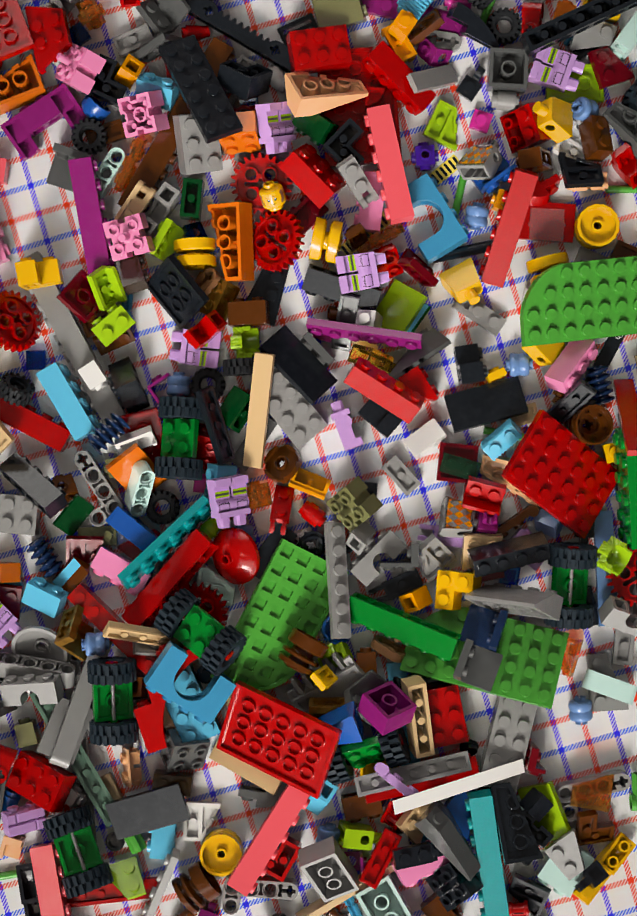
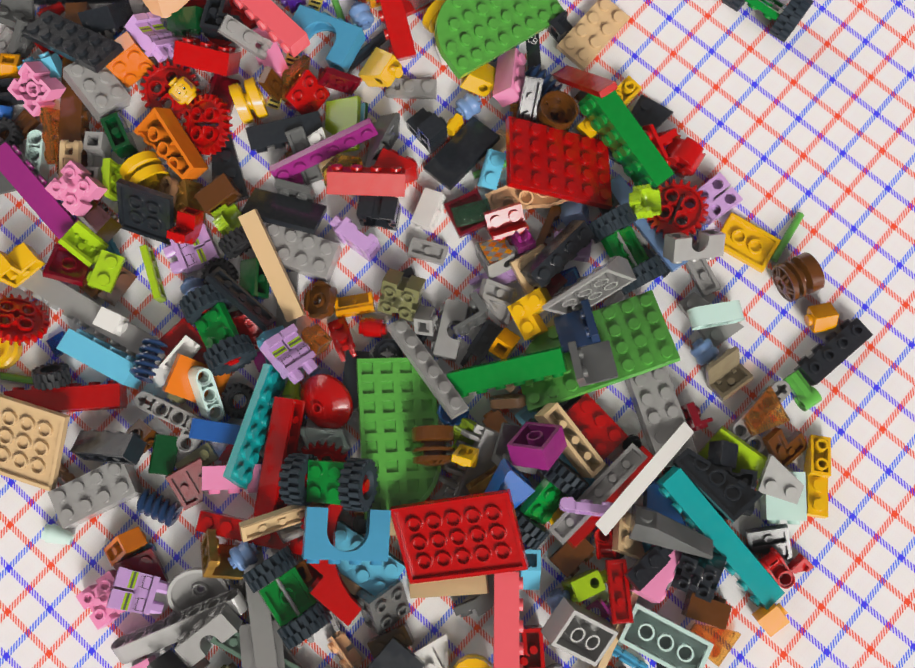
camera: 30 degrees left, 10 degrees down
(45, 597) = (176, 542): medium azure brick -> none
(71, 574) = (189, 508): slope -> none
(127, 386) = (146, 313): black brick -> none
(151, 347) = (153, 273): none -> lime tile
(156, 381) = (173, 299): magenta bracket -> none
(366, 267) = (288, 102): lavender hips -> none
(571, 656) = (666, 309): clear orange wing -> none
(586, 742) = (727, 375): none -> dark tan bracket
(593, 876) = (814, 485): black plate -> none

